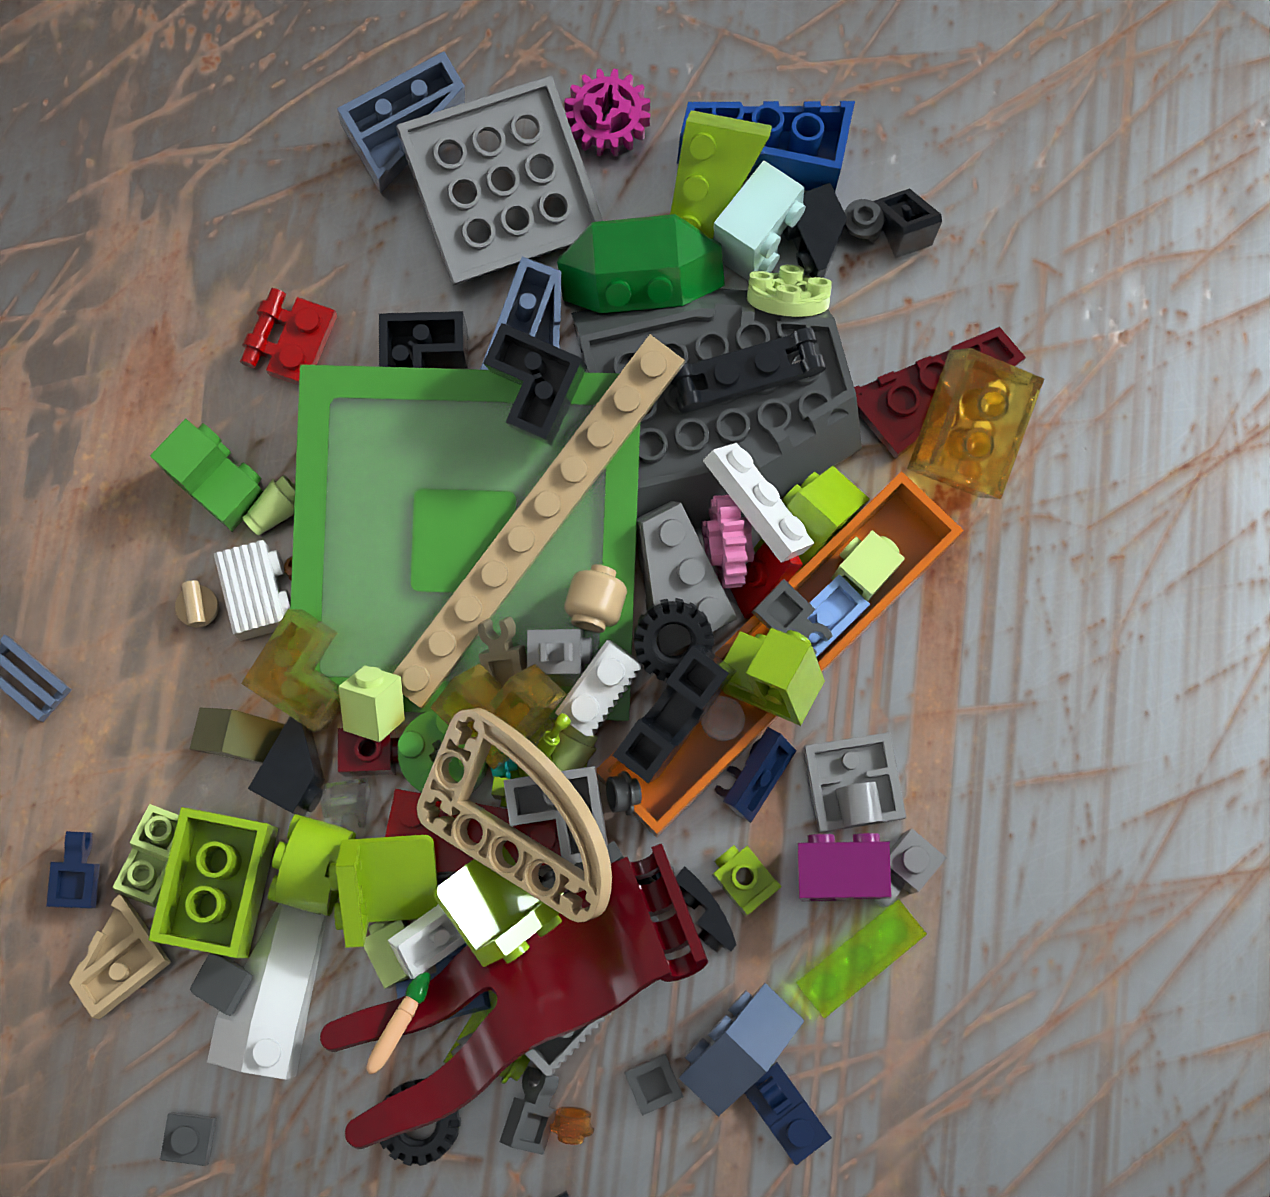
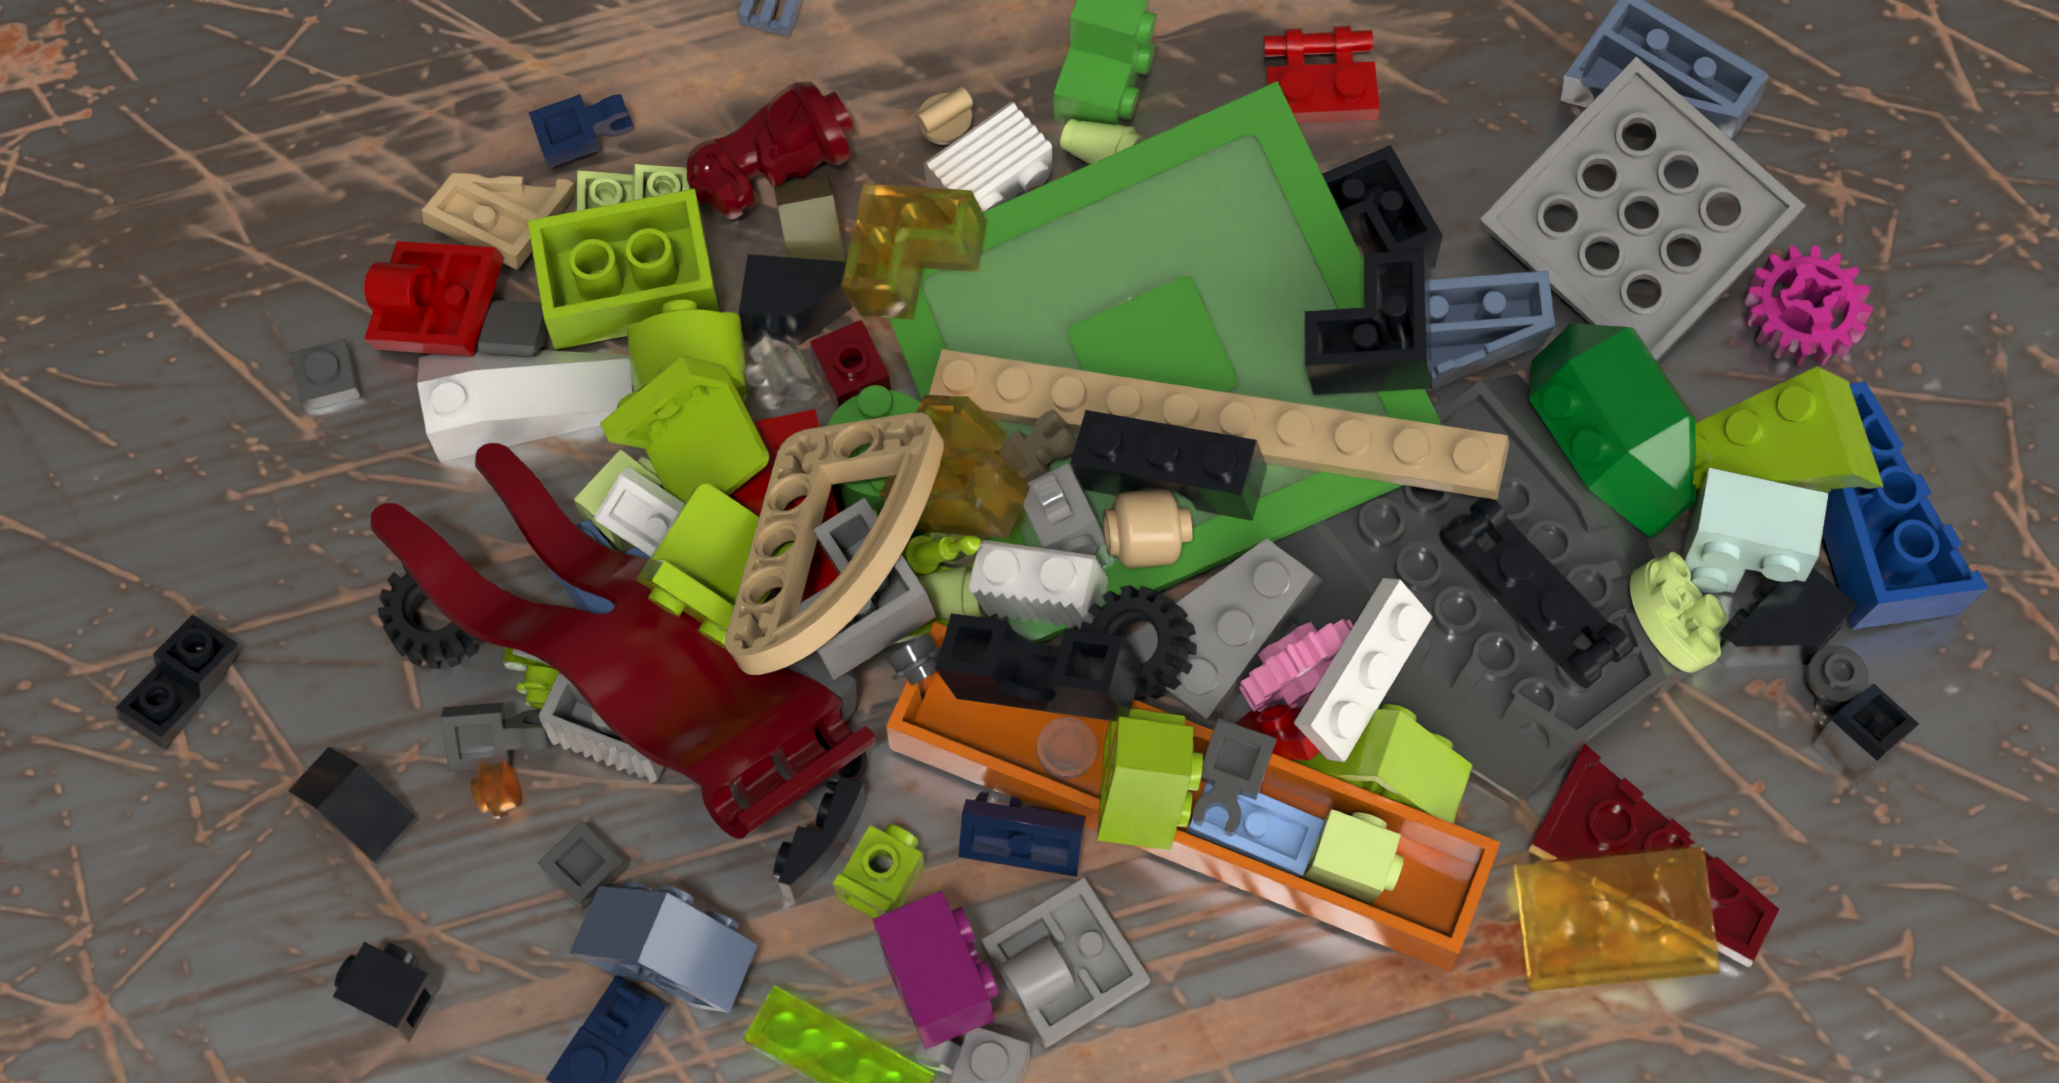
camera: 70 degrees right, 10 degrees down
(160, 730) = (779, 141): none -> dark red animal
(167, 1035) = (431, 297): none -> red plate
(371, 703) = (905, 338): yellowish green brick -> none
(415, 994) = (530, 519): light nougat piece -> none
(556, 563) = (1209, 468): none -> black arch

